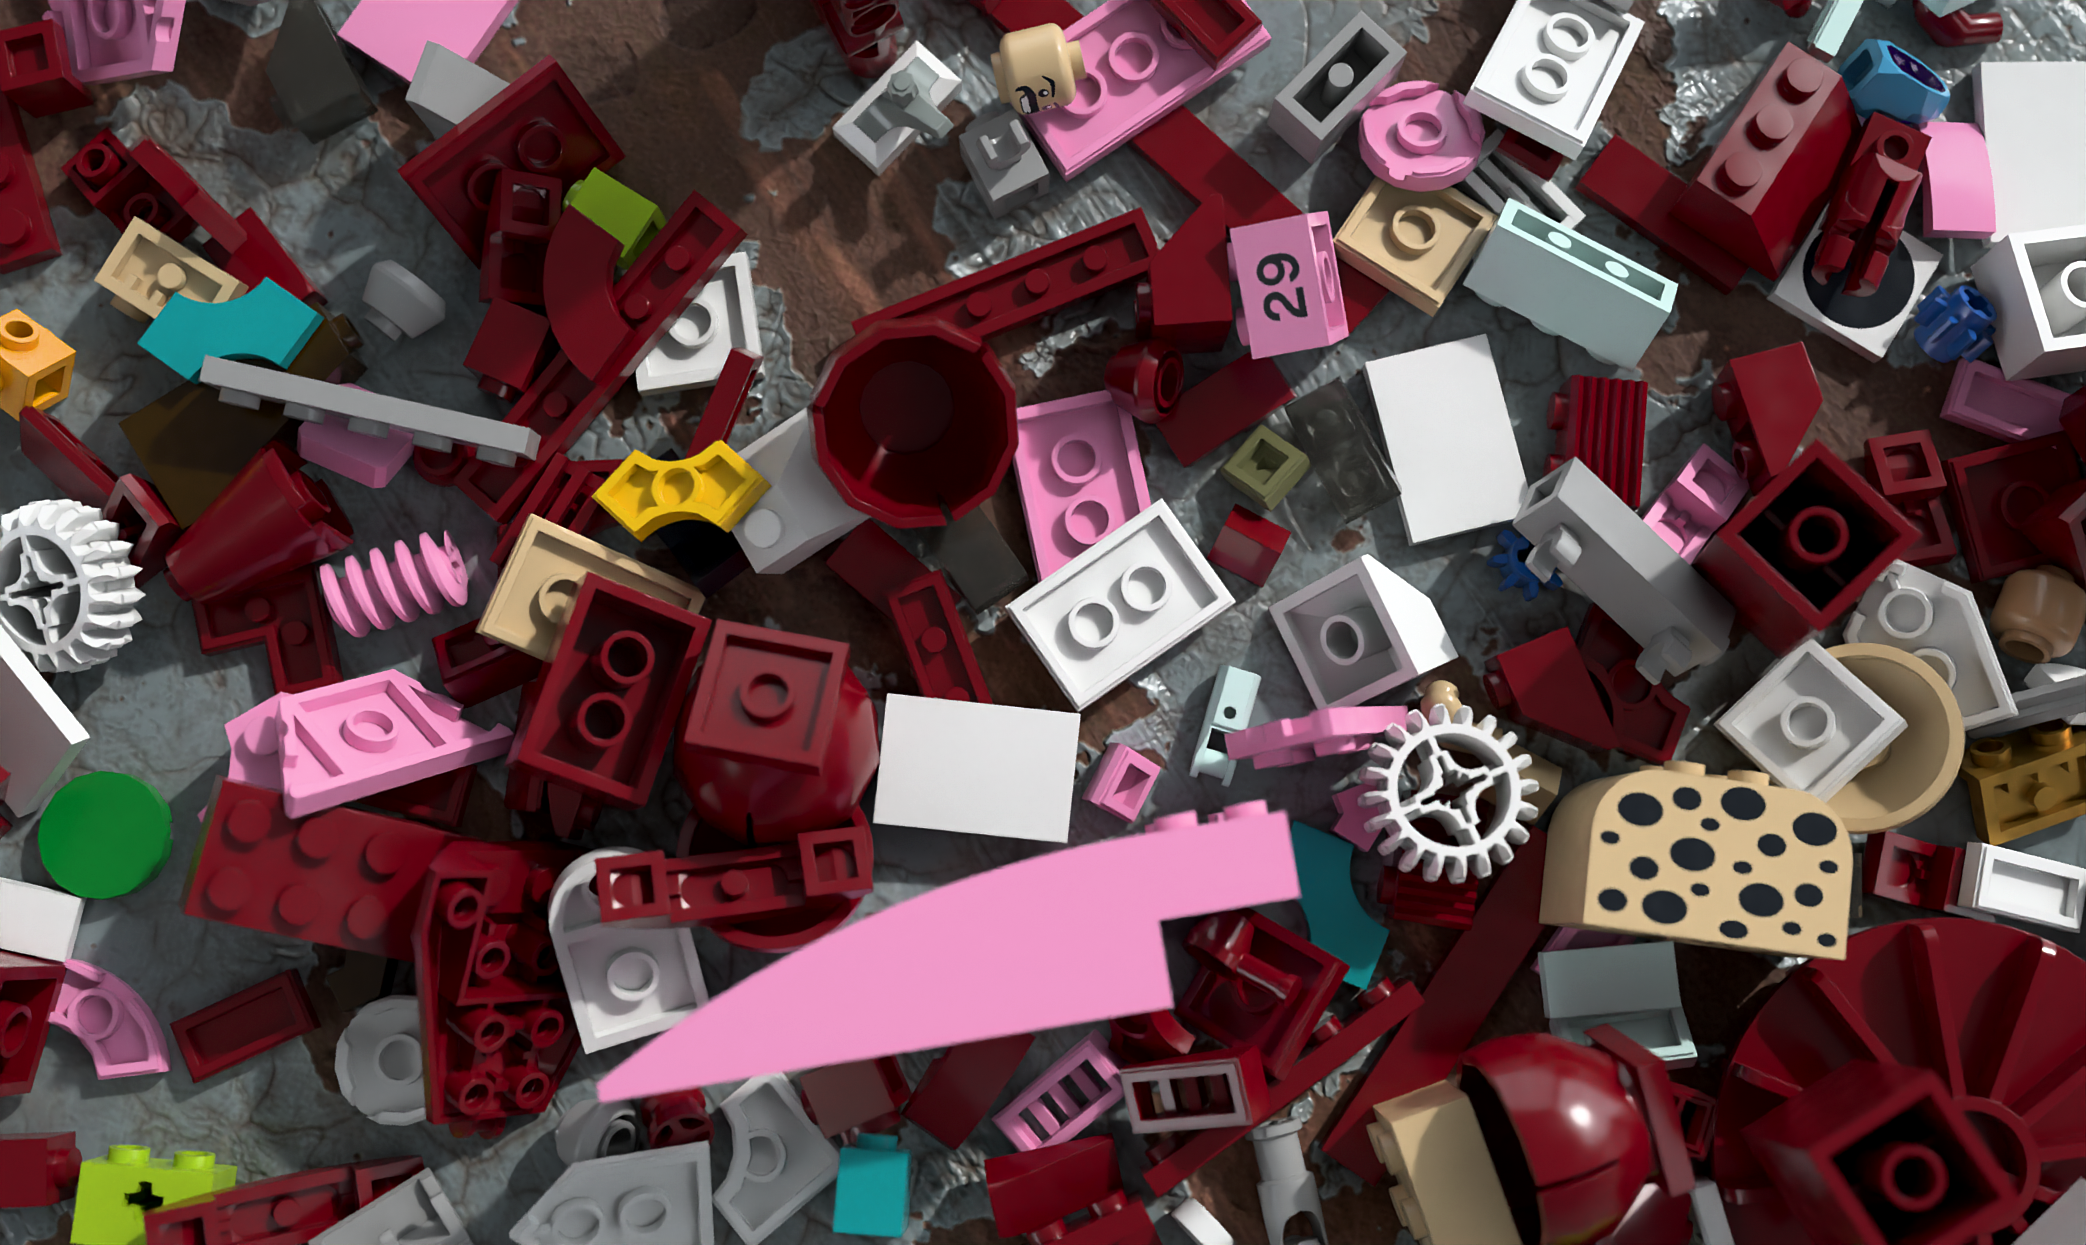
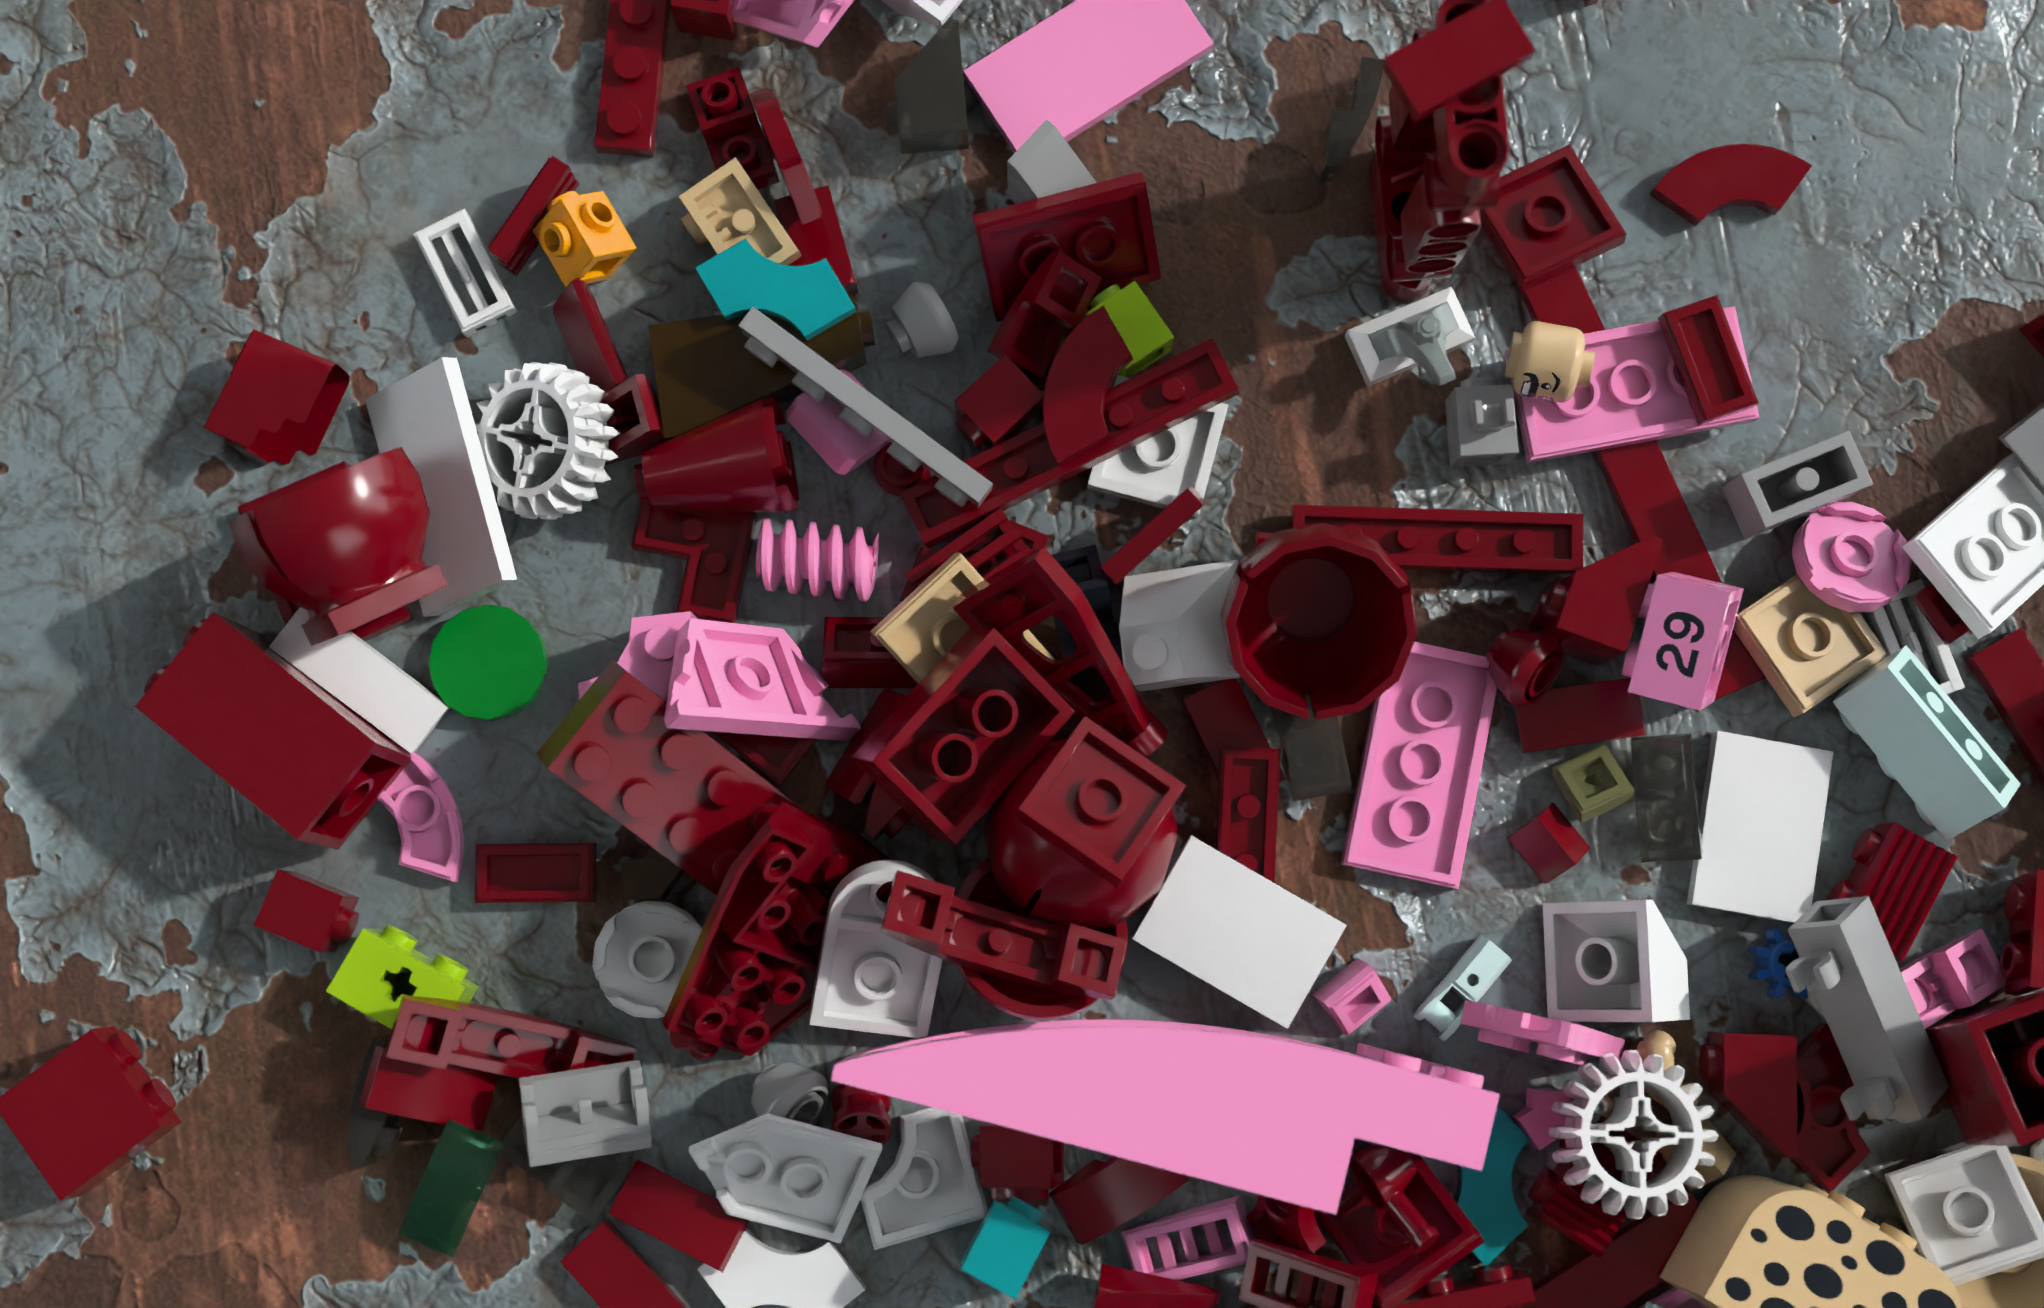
camera: 25 degrees right, 0 degrees up
(619, 512) = (1041, 589): none -> dark red plate
(706, 487) = (1120, 595): yellow tile -> none
(1119, 605) = (1418, 847): white tile -> none

